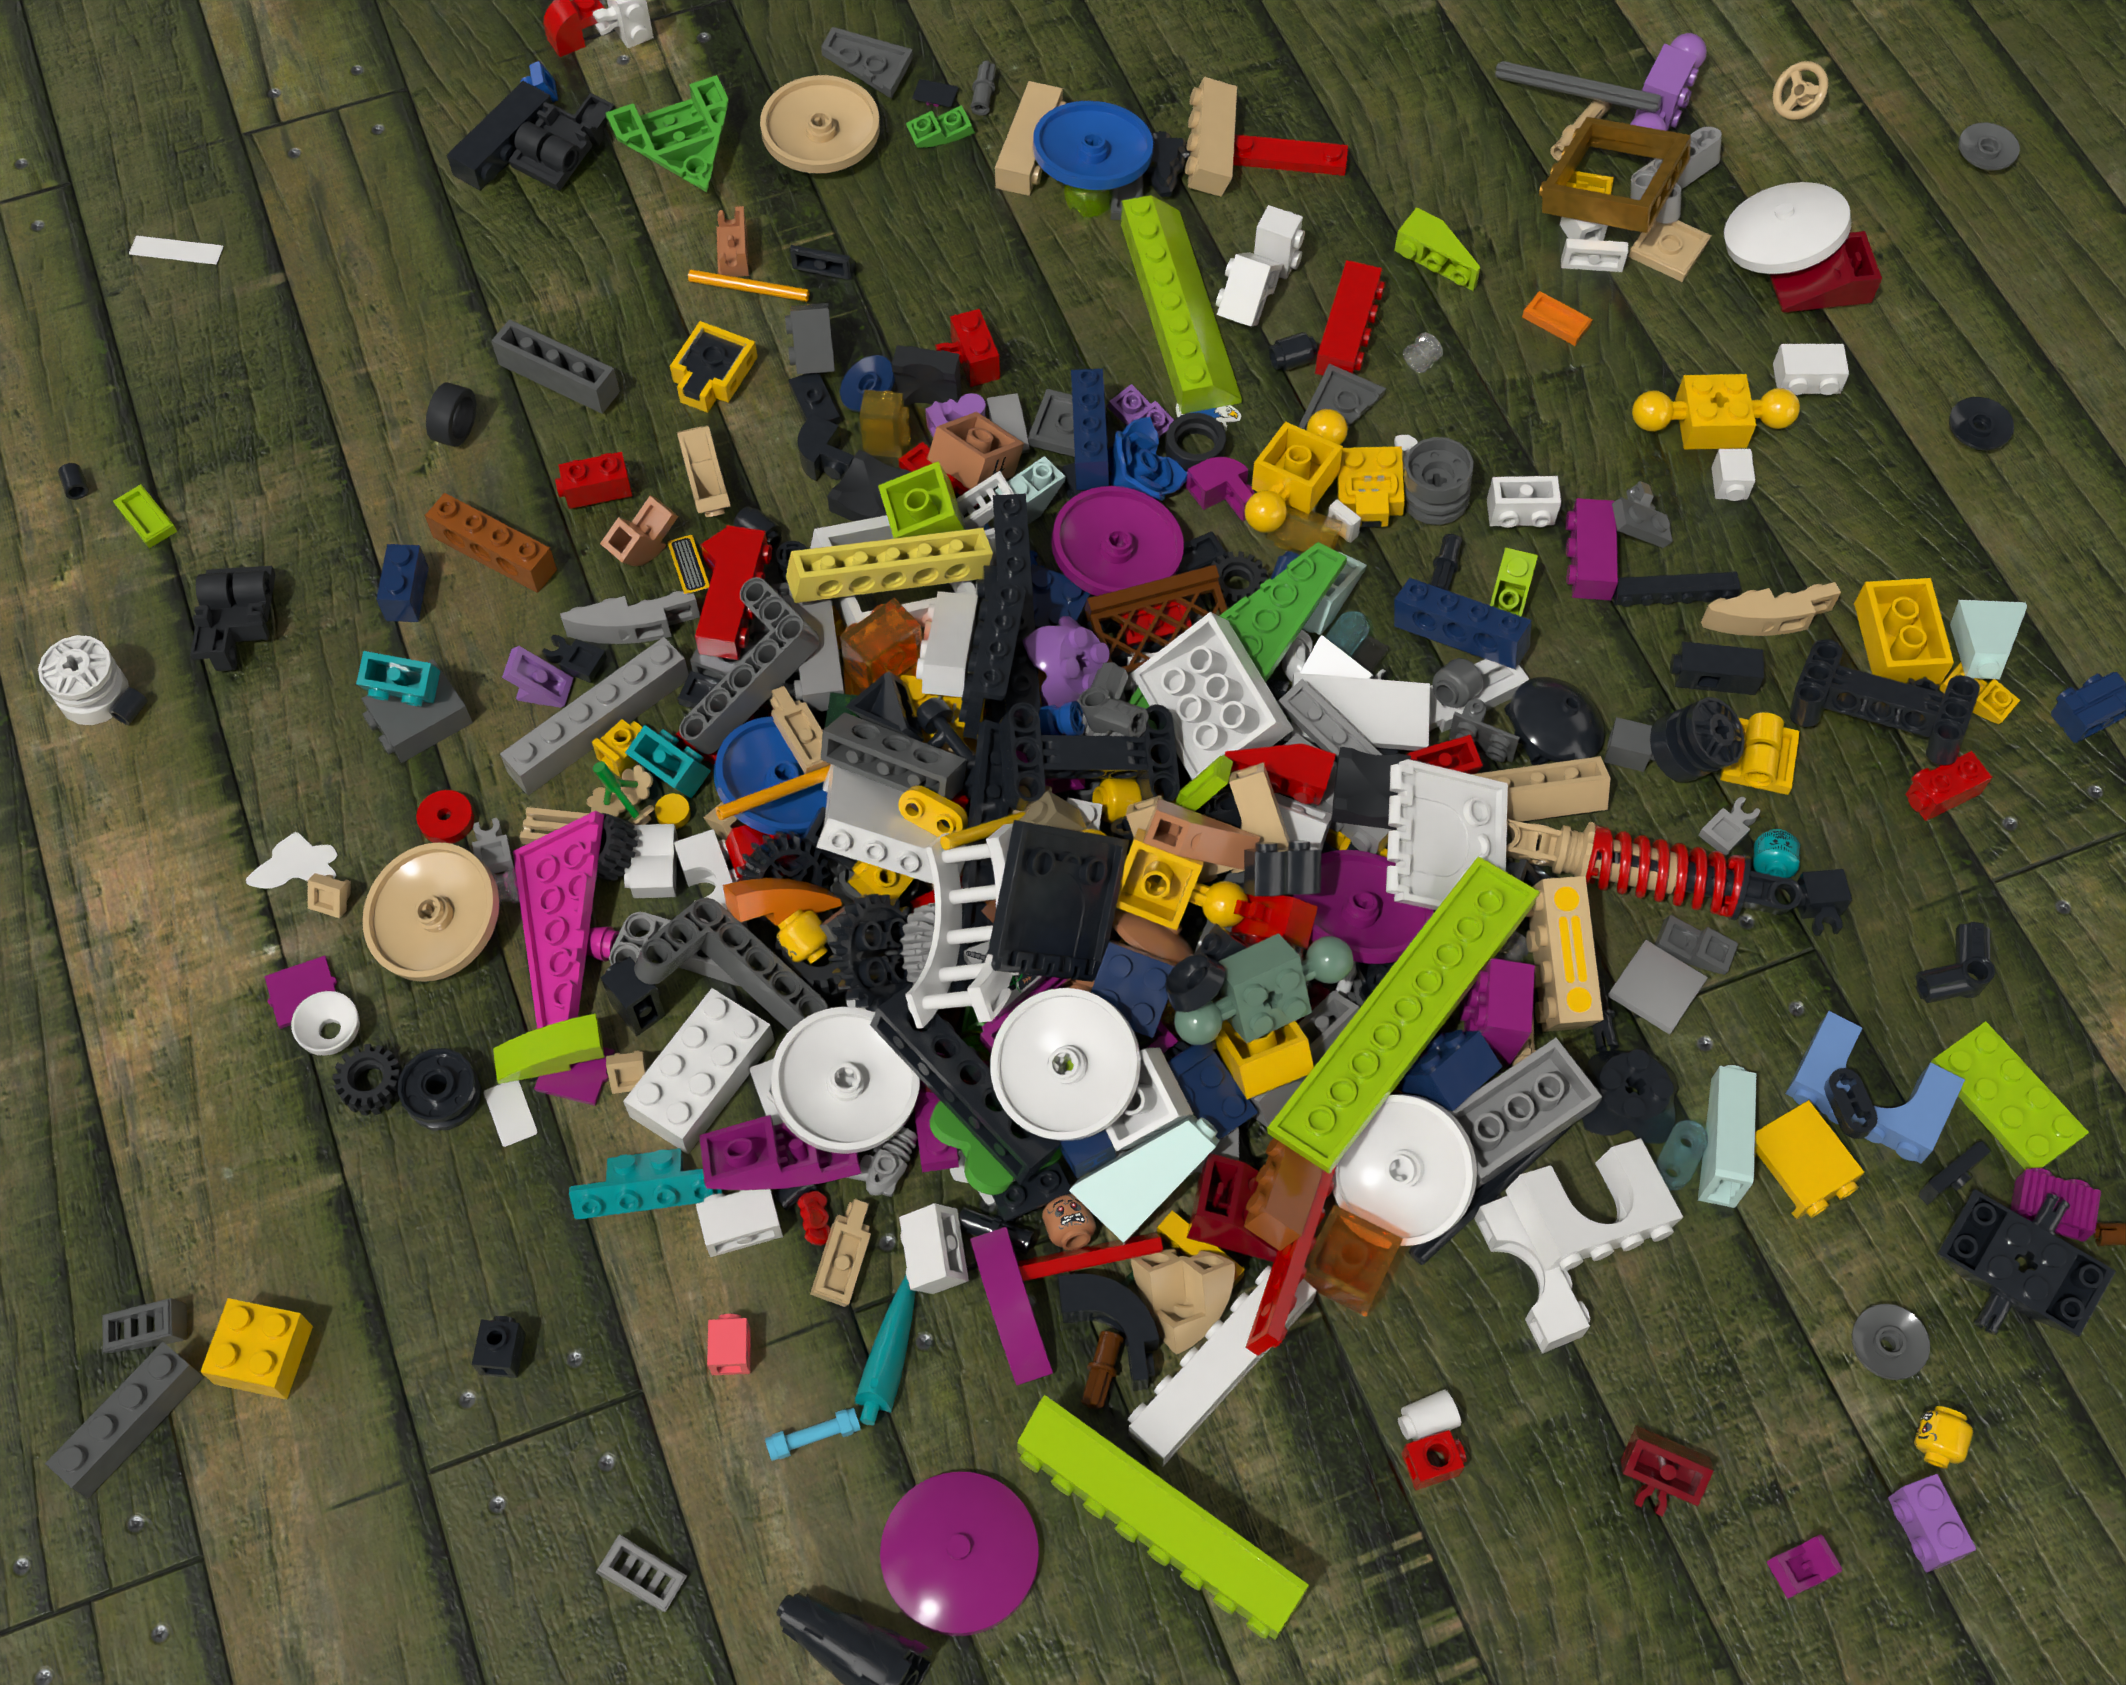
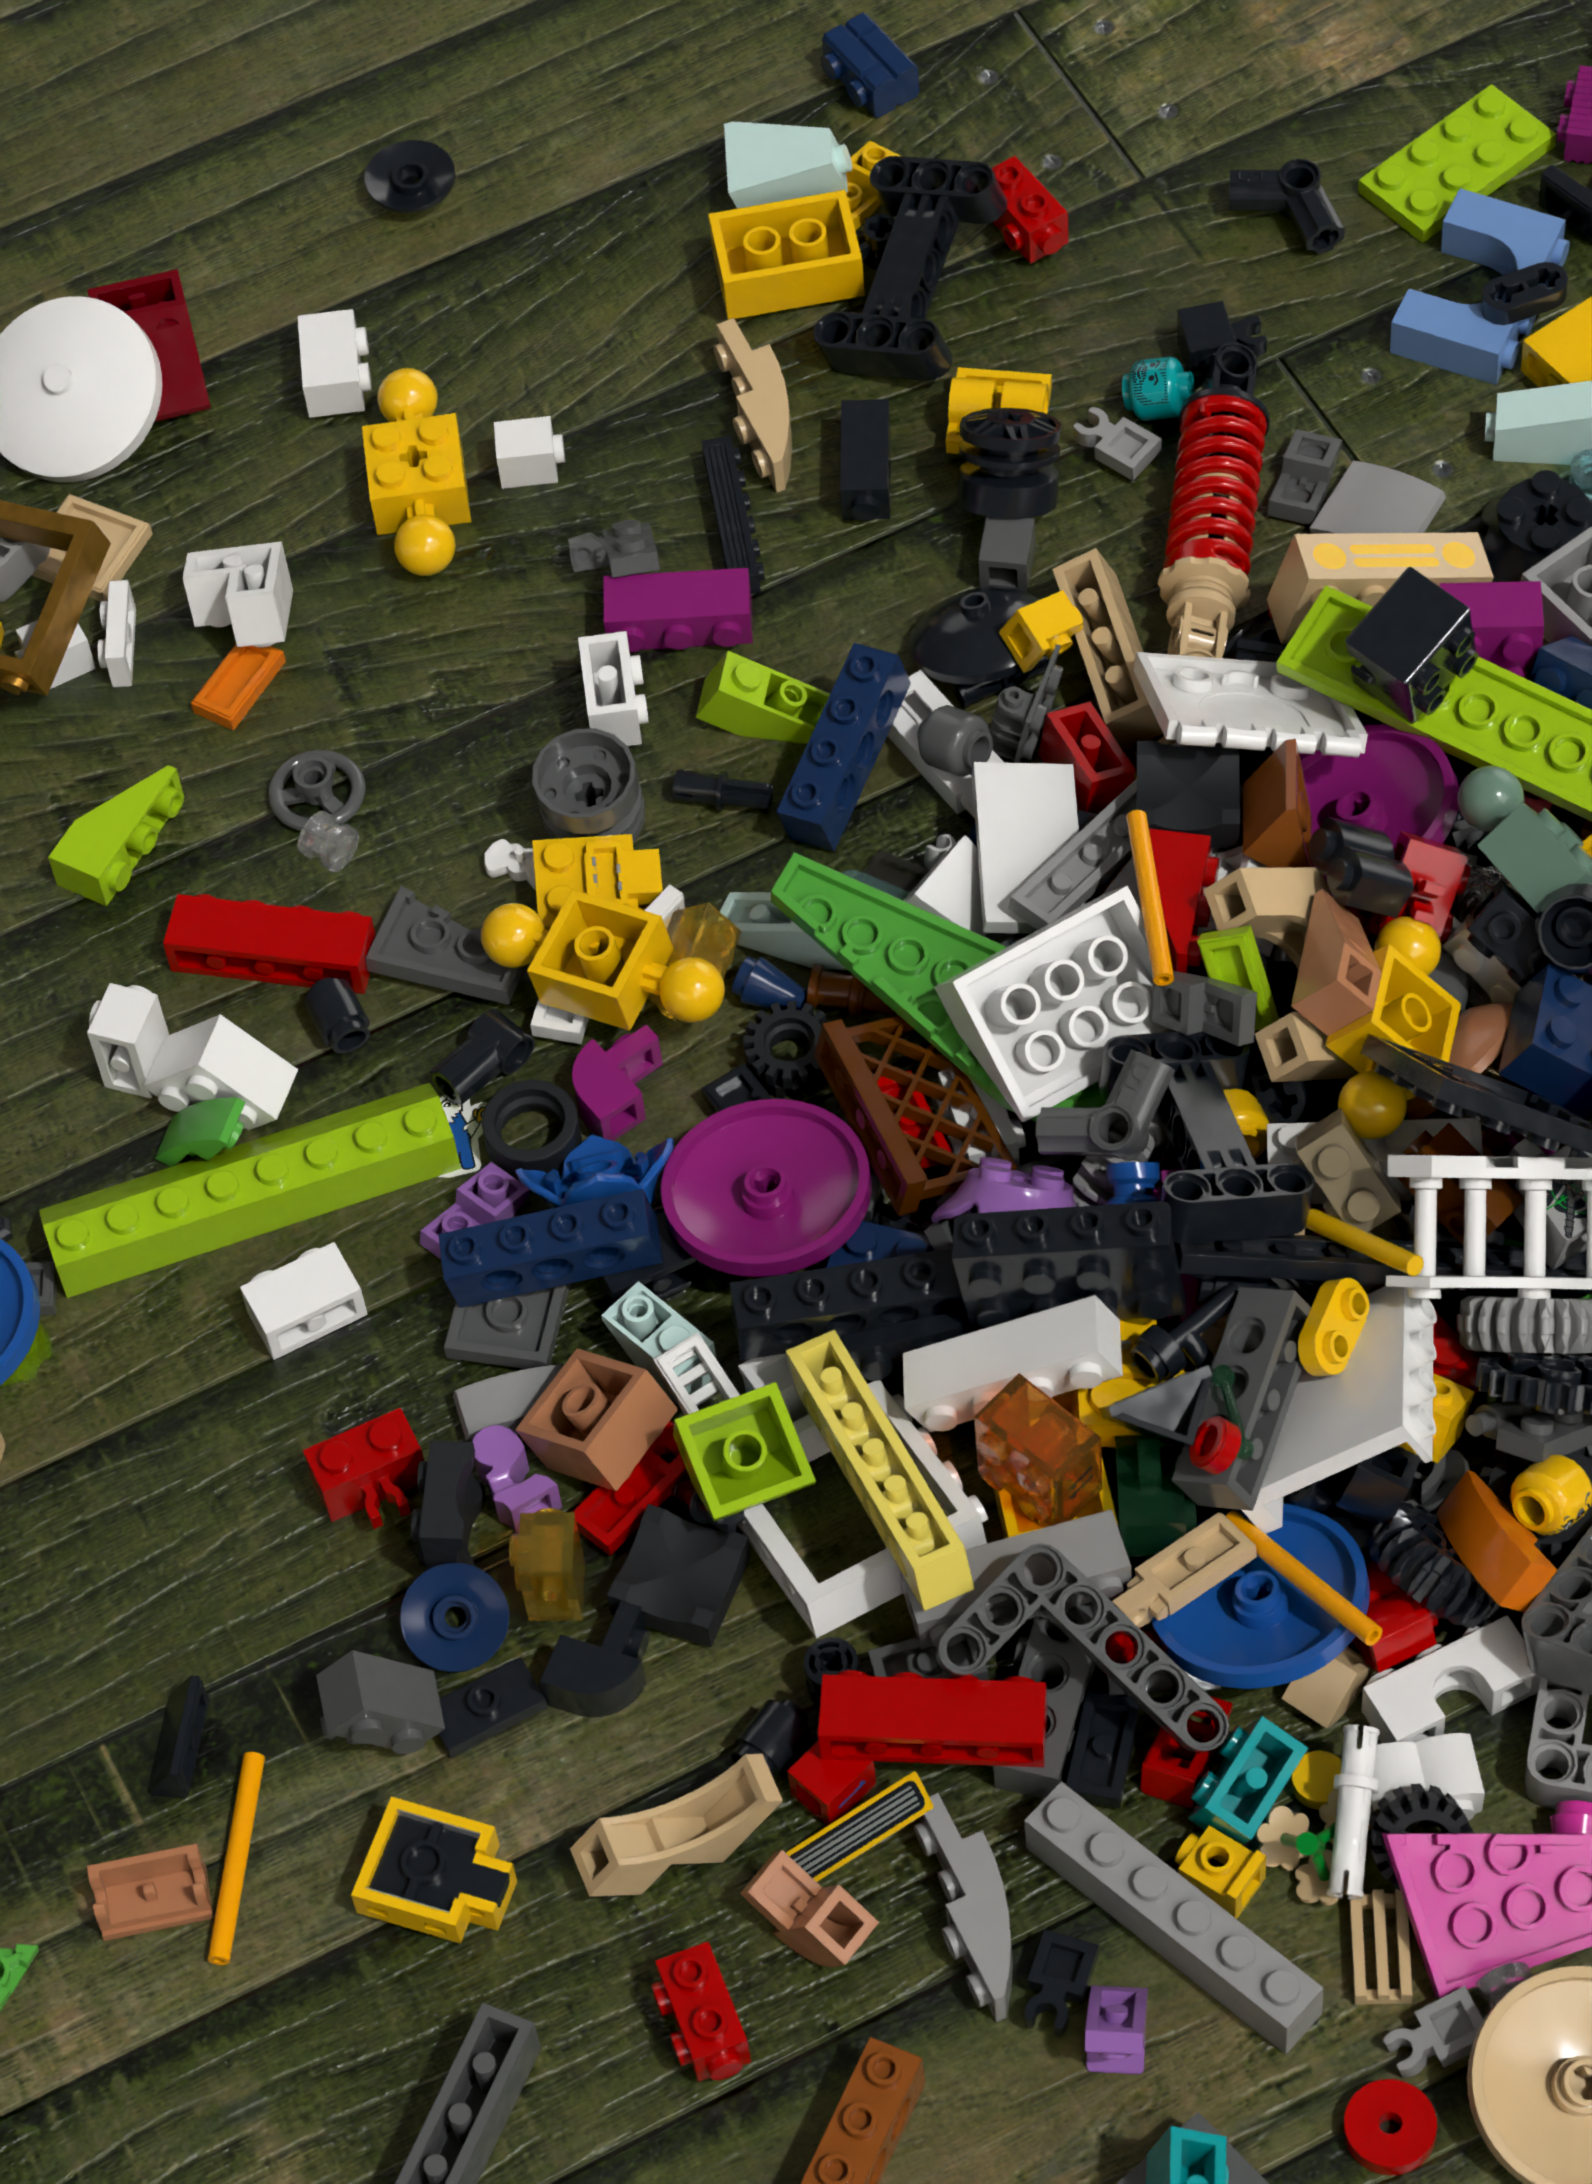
camera: 90 degrees left, 5 degrees down
(641, 808) = (1353, 1811): none -> white pin
(847, 722) = (1215, 1445): none -> red tile
(899, 739) = (1223, 1378): none -> clear green hinge
(1092, 325) = (303, 1300): none -> white brick
(1186, 767) = (1207, 1006): none -> dark grey slope
(1208, 278) = (202, 1130): none -> bright green slope
(1256, 426) = (490, 1048): none -> black piece
(1271, 739) = (1150, 898): none -> light orange piece
(1346, 844) = (1278, 811): none -> dark orange slope
(1458, 920) = (1412, 646): none -> black piece
(1469, 350) = (313, 784): none -> dark grey piece
(1539, 737) = (1039, 627): none -> yellow brick
(1615, 312) = (243, 589): none -> white brick

